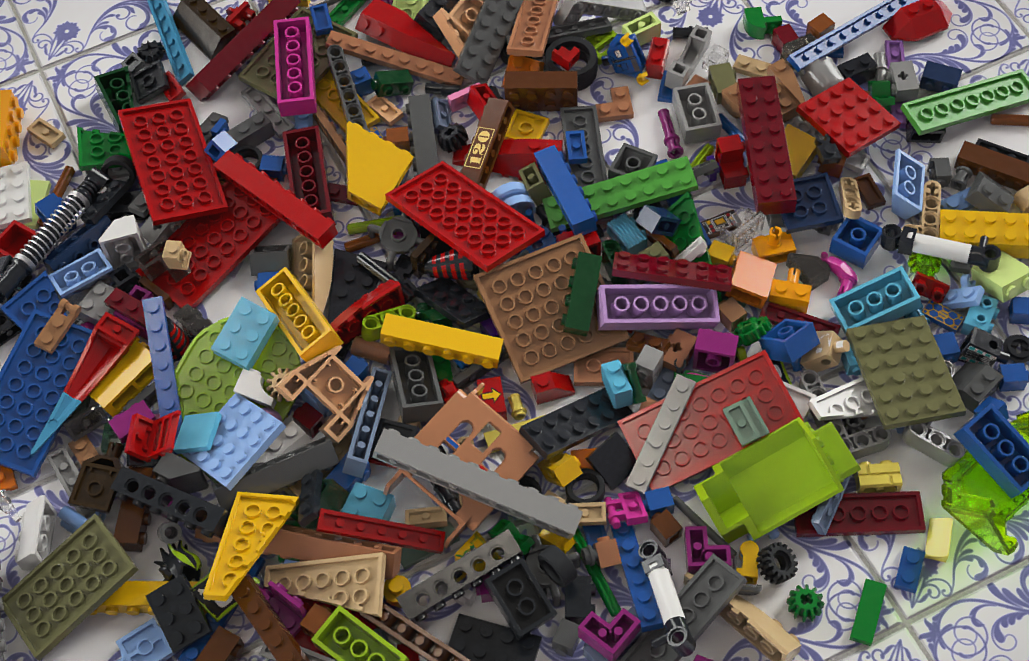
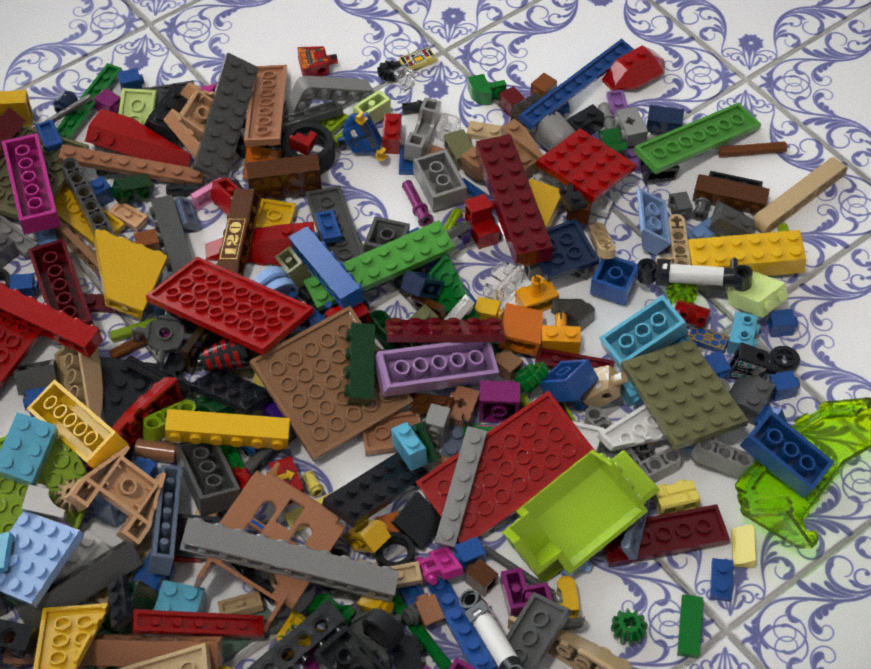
camera: 15 degrees left, 5 degrees down
(308, 419) = (103, 527): dark red brick -> none
(452, 137) = (202, 234): black gear -> none
(551, 386) = (343, 459): red slope -> none
(618, 109) = (362, 186): nougat plate -> none
(627, 234) = (392, 302): medium azure brick -> none
(713, 225) = (476, 283): tile -> none
(745, 421) = (542, 462): sand green plate -> none
(785, 559) = (605, 594): black tyre -> none
(842, 270) = (606, 309): dark pink arm -> none
(869, 192) = (618, 233): reddish brown tile -> none
(966, 296) = (726, 316): light blue plate -> none

